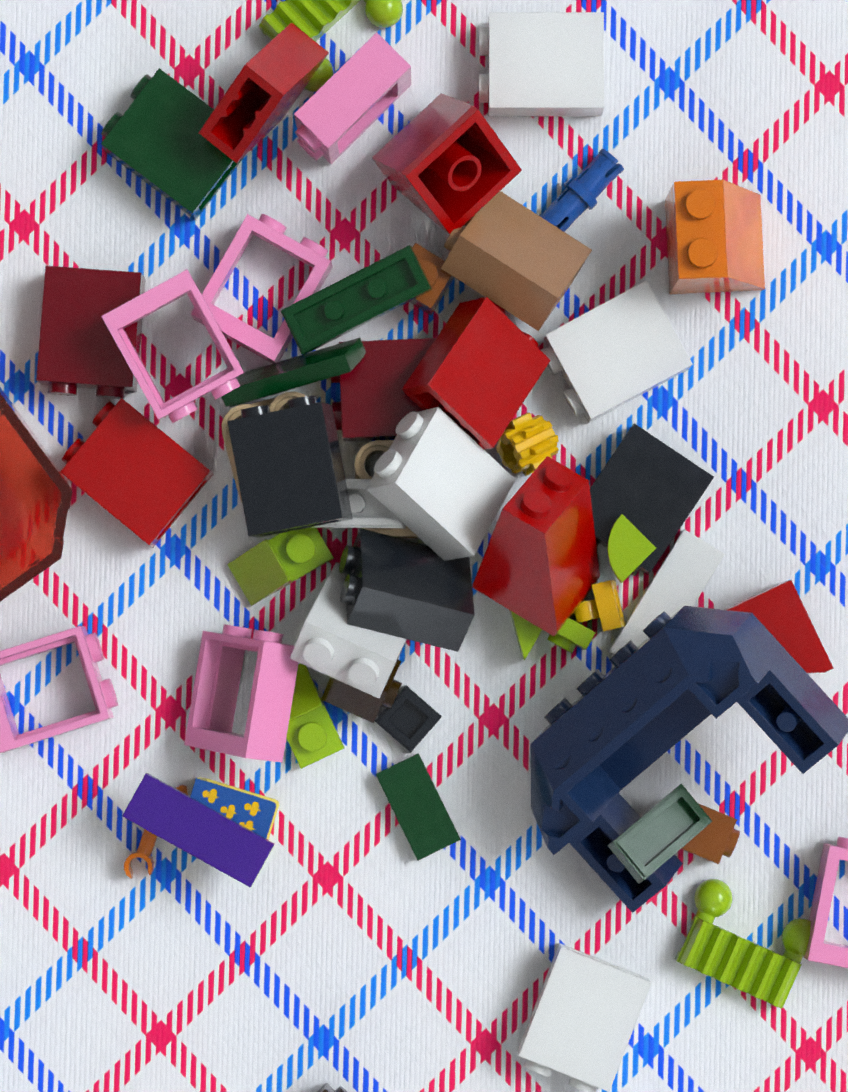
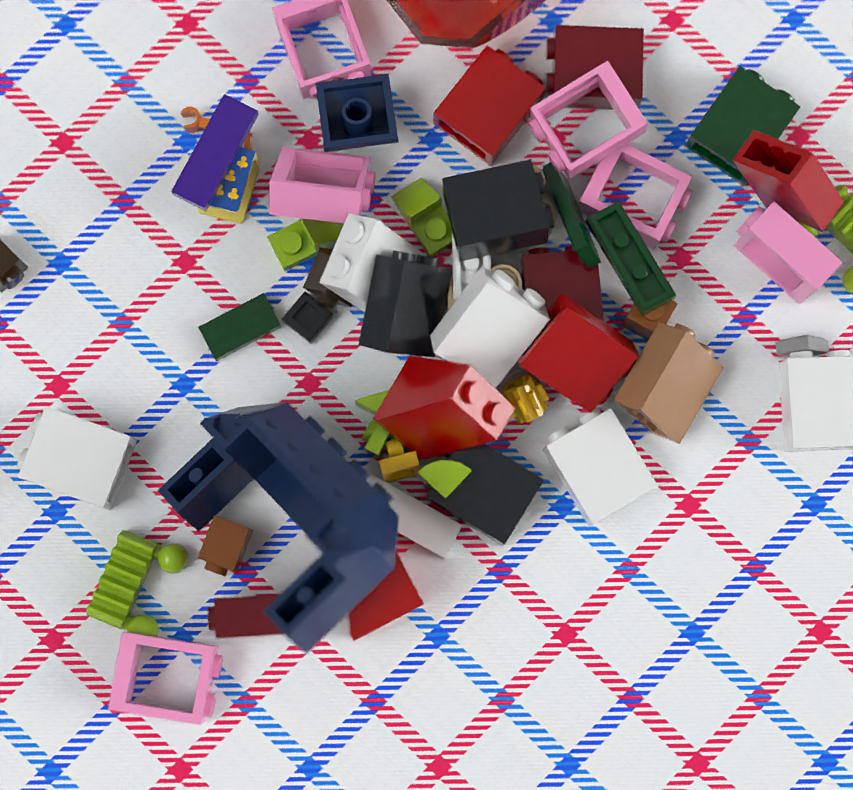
camera: 85 degrees right, 5 degrees down
(146, 645) = (356, 113): none -> dark blue slope
(447, 162) = (741, 326): red slope -> none
(469, 78) = (802, 343): none -> light grey tile
(583, 190) = (724, 437): blue pin -> none
(660, 833) = (219, 507): tile -> none
(714, 238) = (695, 540): orange slope -> none
(792, 799) = (241, 617): none -> dark red brick

